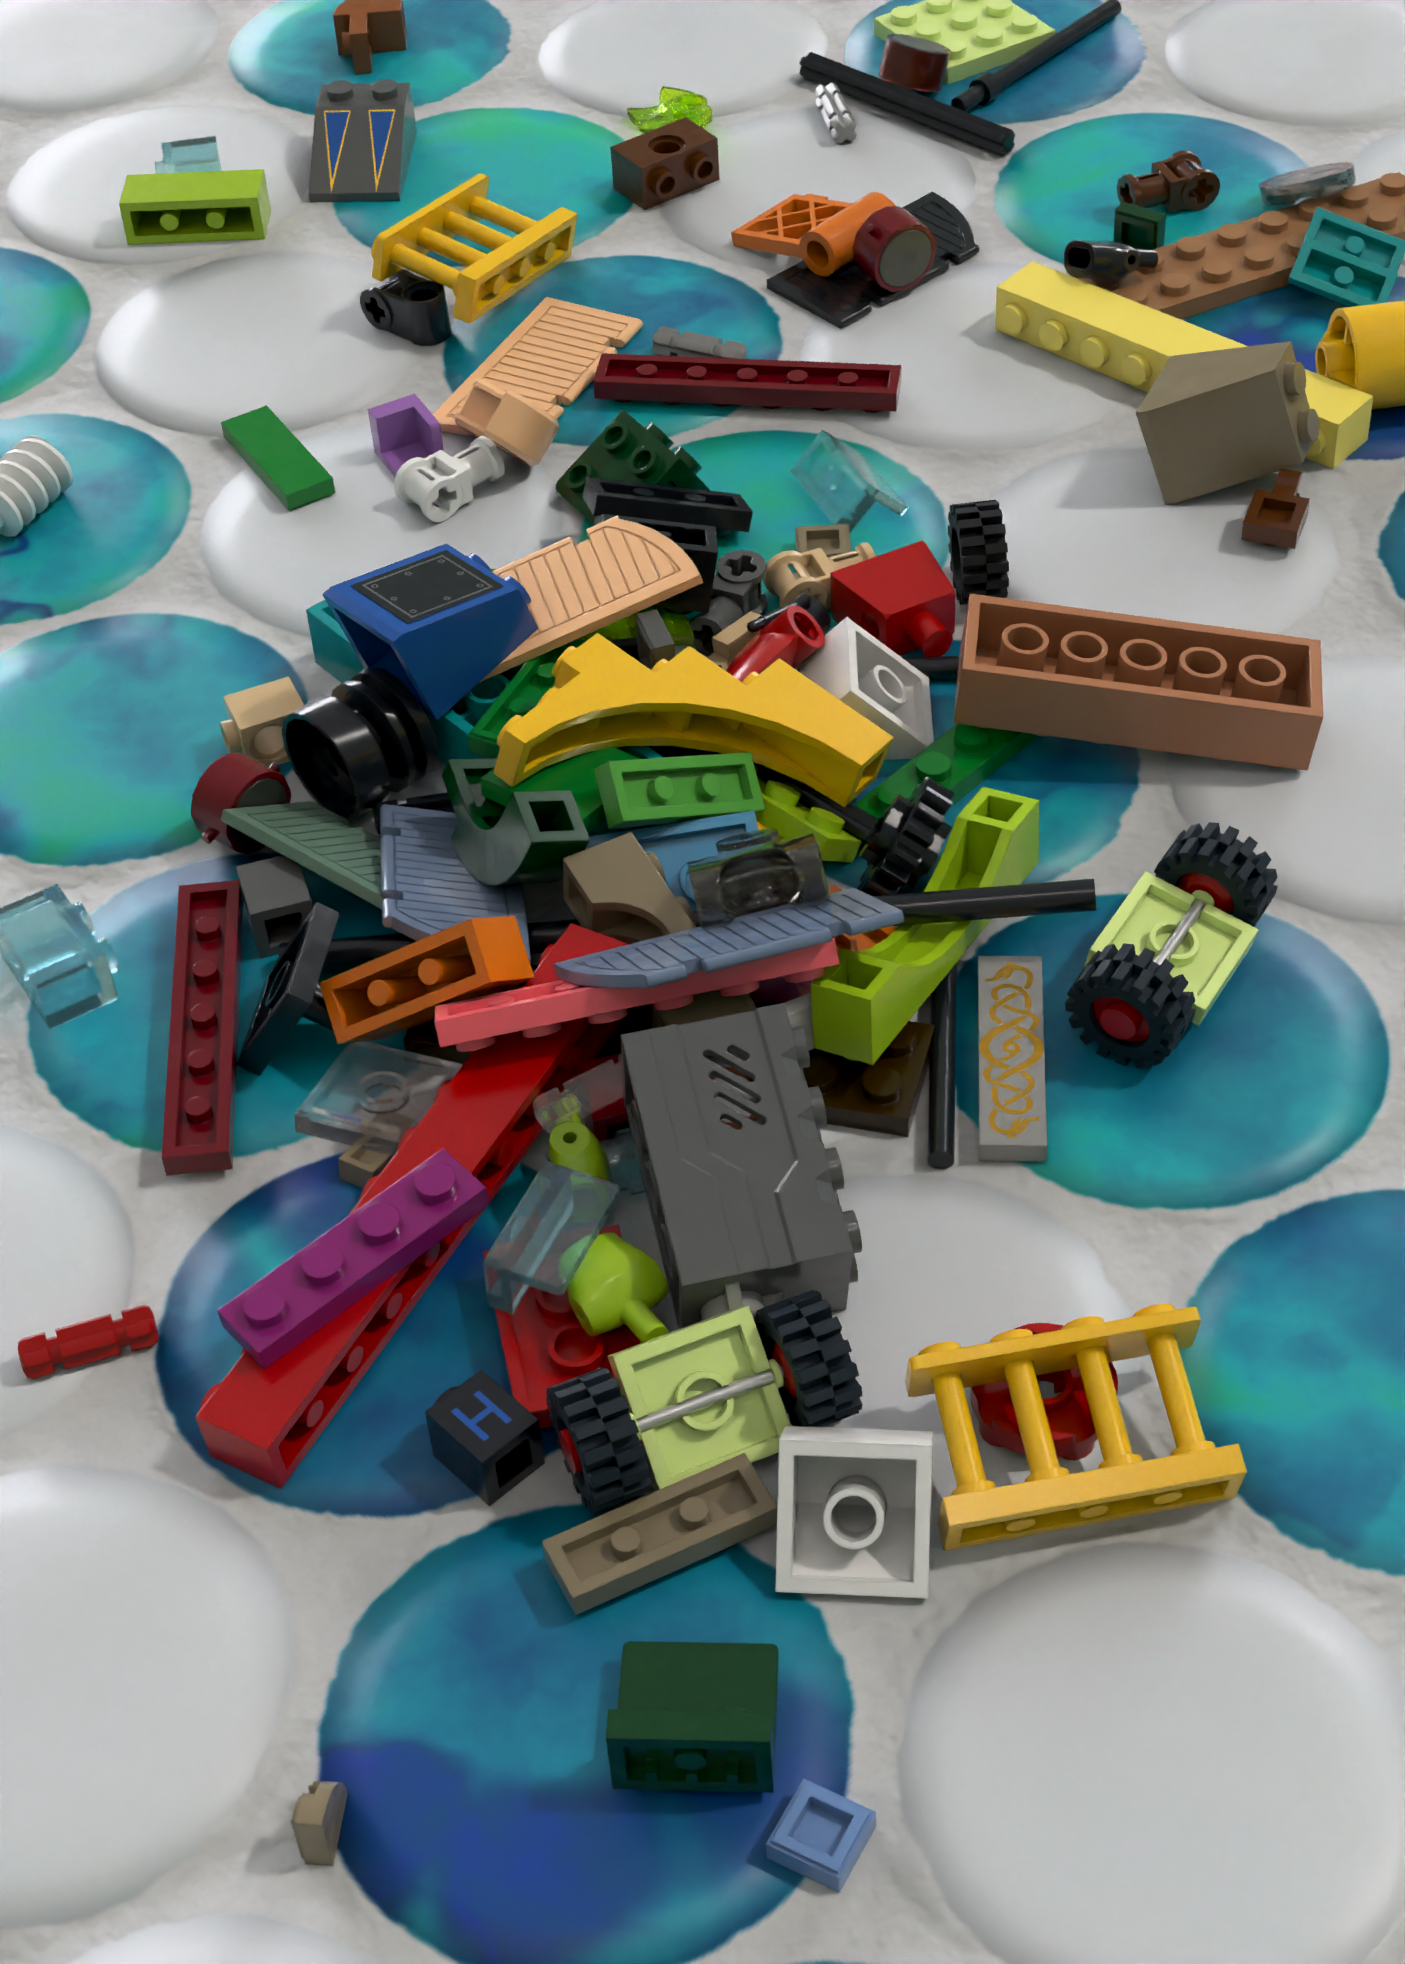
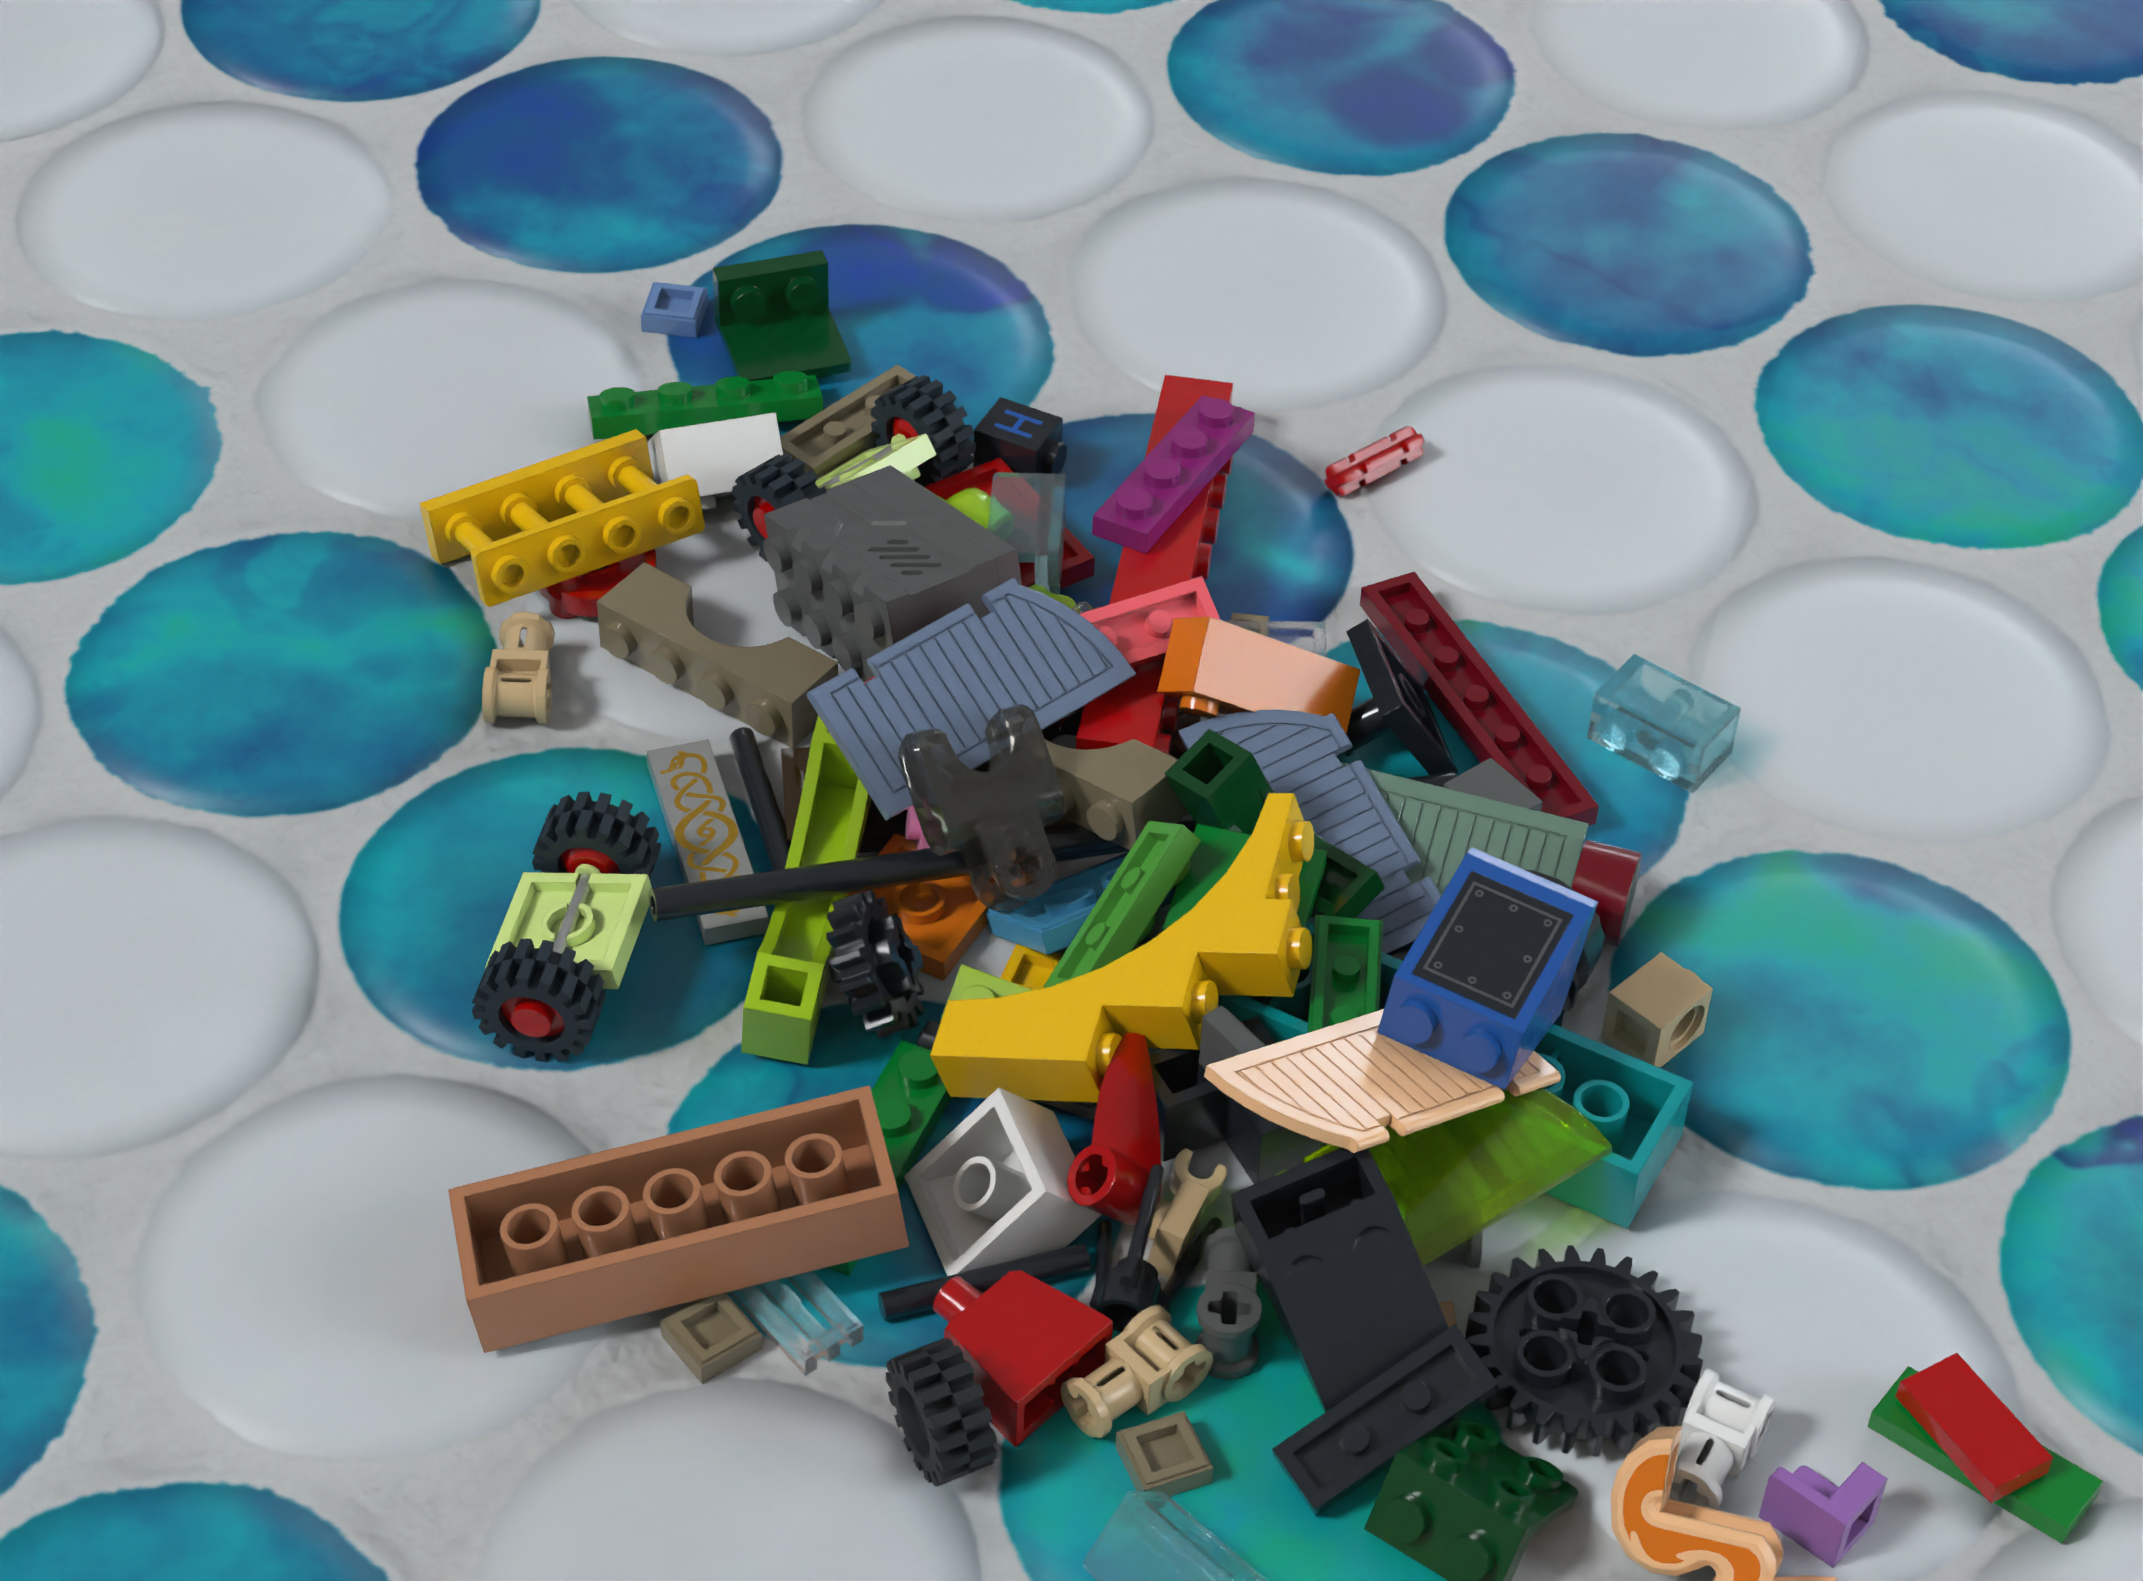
camera: 155 degrees right, 0 degrees up
(280, 445) = (1974, 1427): none -> red tile
(319, 1821) = (1000, 242): dark tan tile -> none
(499, 520) = (1585, 1349): none -> black gear
(841, 1617) = (679, 404): none -> green plate
(902, 1183) = (764, 686): none -> dark tan arch
(1162, 1257) = (520, 674): none -> tan connector

